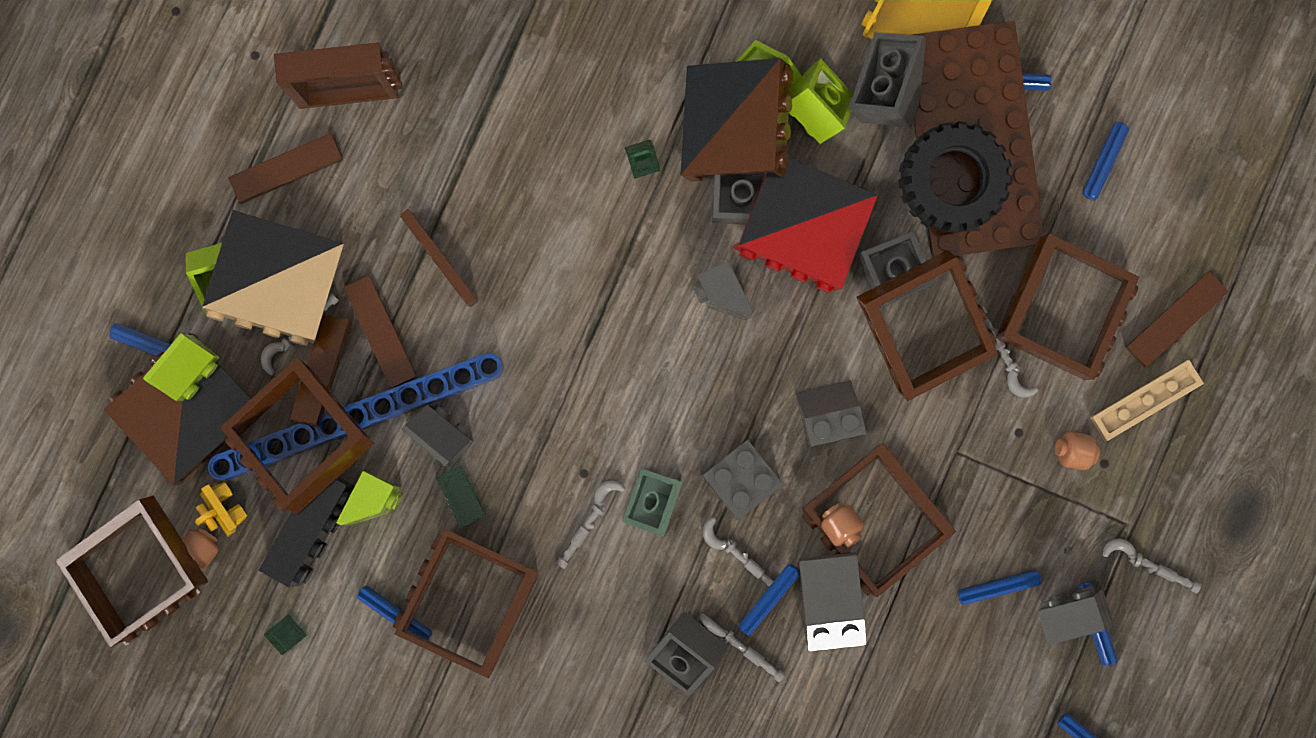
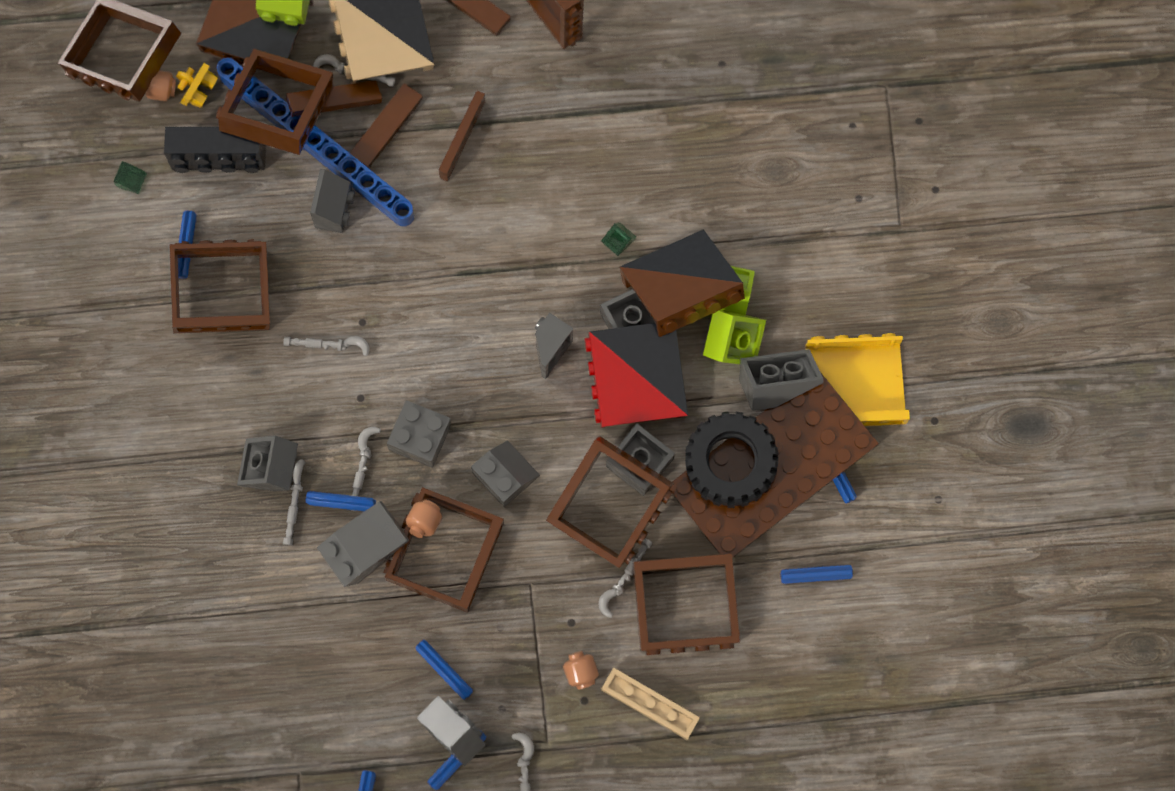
camera: 55 degrees right, 10 degrees down
(370, 499) = (258, 178): lime slope -> none
(461, 497) = (297, 245): clear green tile -> none
(652, 502) = (367, 382): sand green slope -> none
(1177, 319) = (726, 694): reddish brown tile -> none

